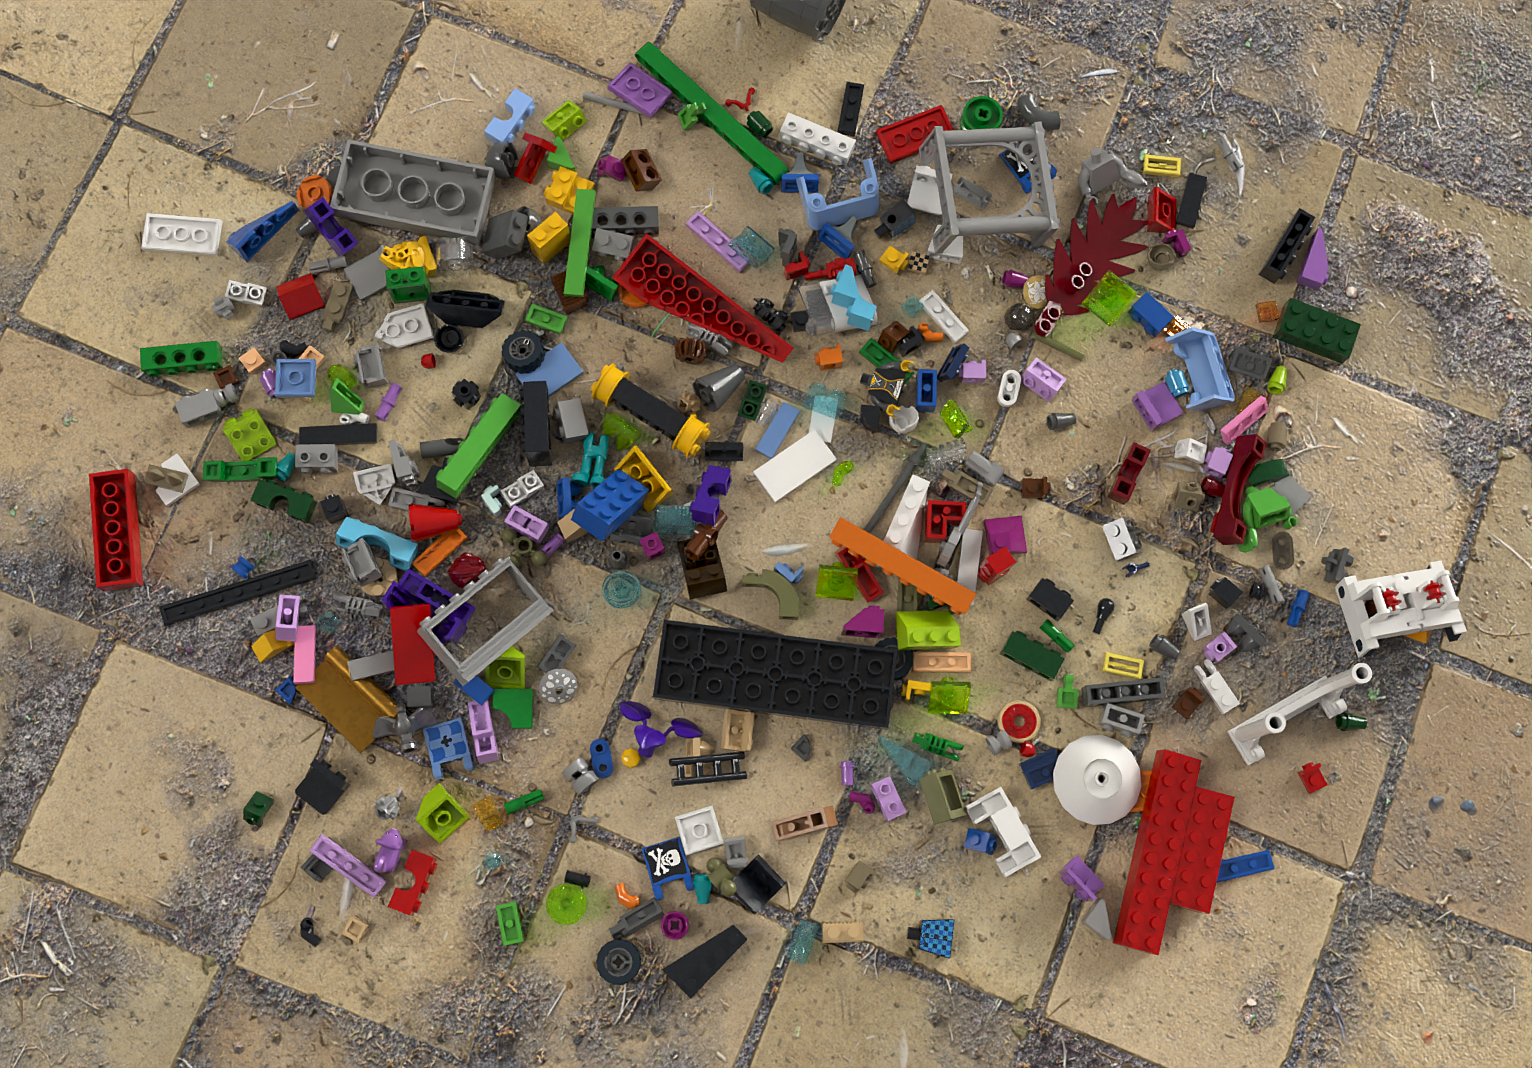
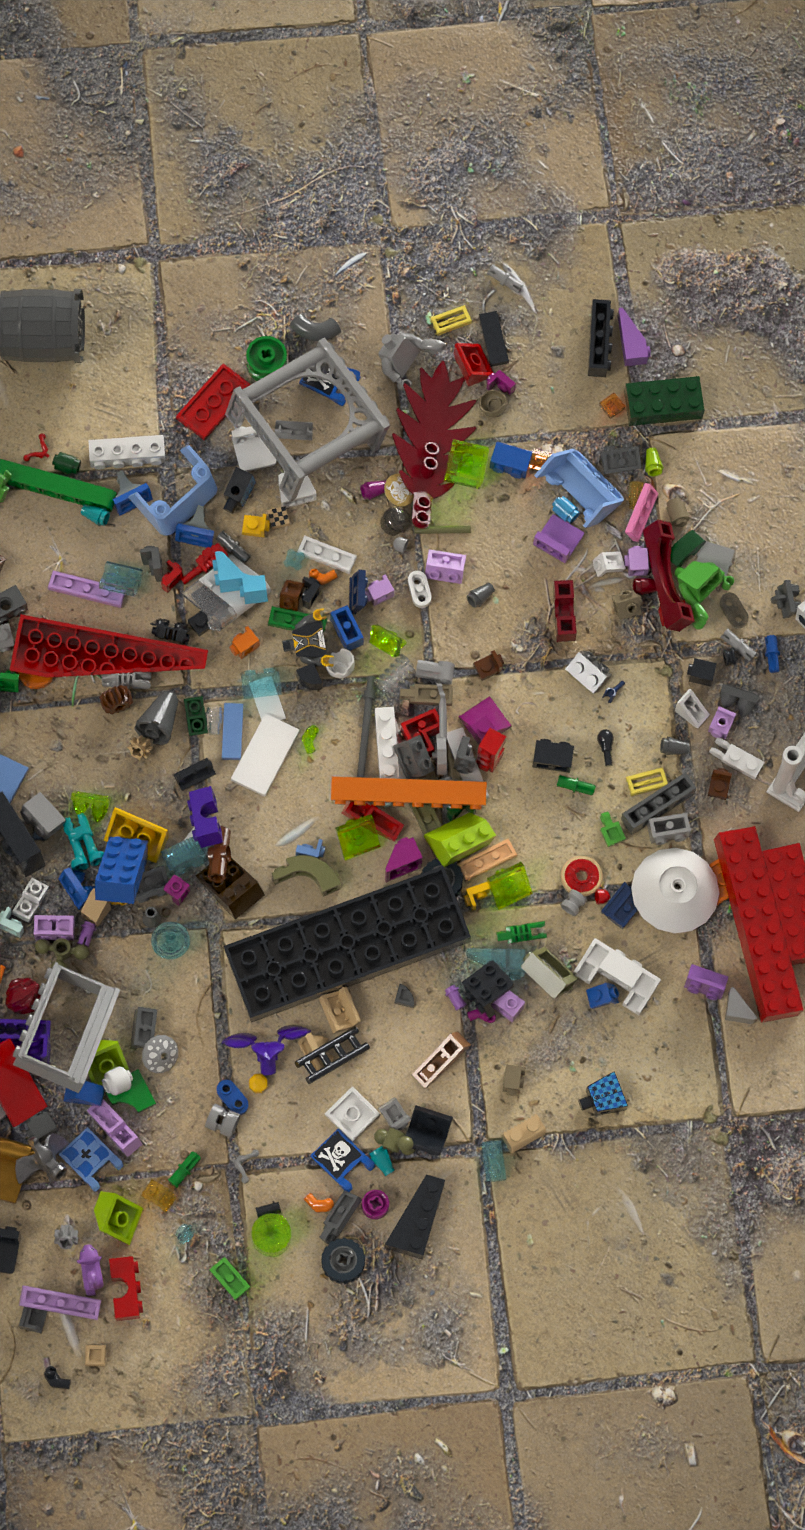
camera: 25 degrees left, 5 degrees down
(506, 691) = (117, 1081): none -> white head
(616, 389) = (109, 768): brick -> none
(850, 108) = (142, 408): black tile -> none
(880, 780) = (486, 987): none -> black bracket
(923, 537) = (414, 757): none -> dark grey bracket
(965, 562) = (463, 762): none -> dark grey bracket
(1032, 655) = (563, 813): dark green brick -> none

